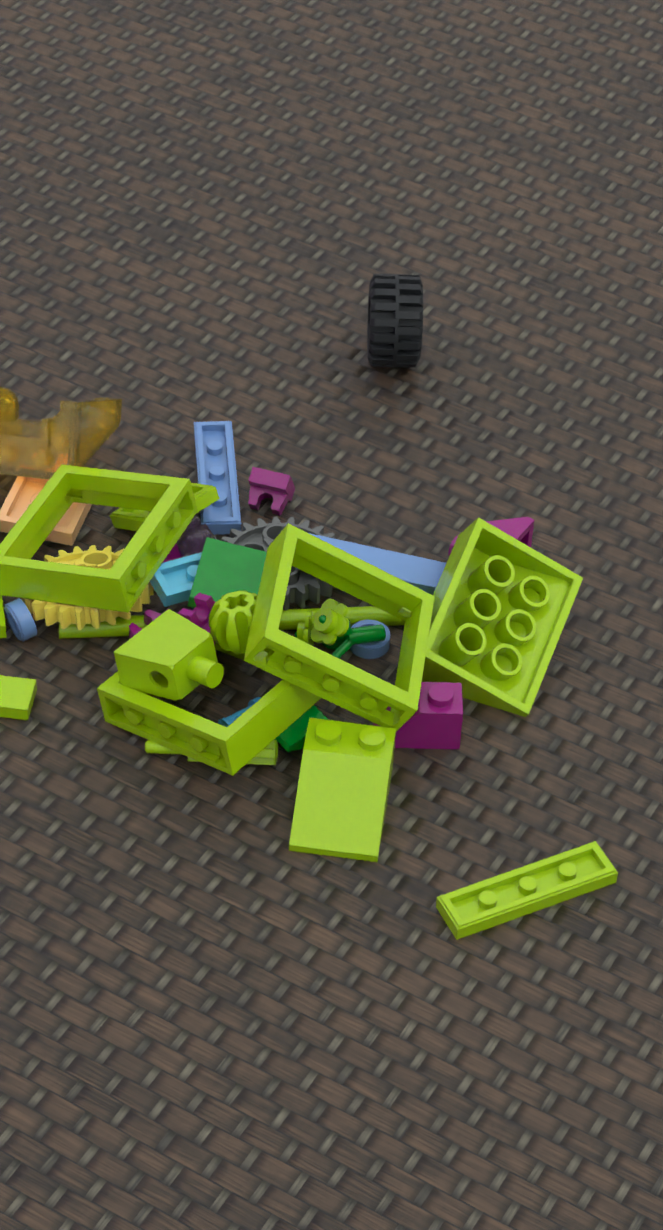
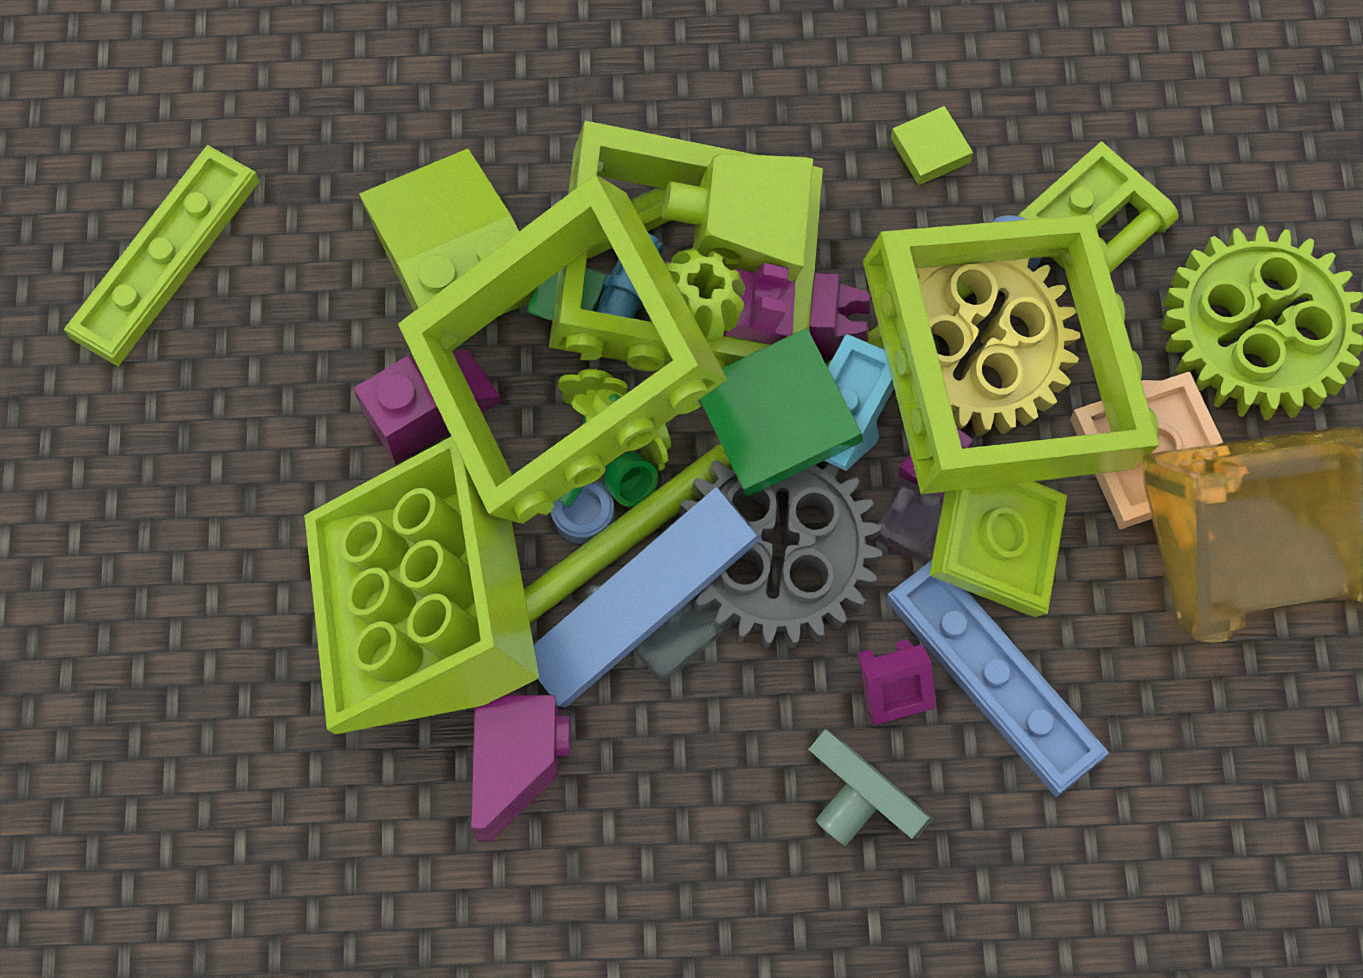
camera: 150 degrees right, 25 degrees up
(324, 461) = (862, 794): none -> sand green tile

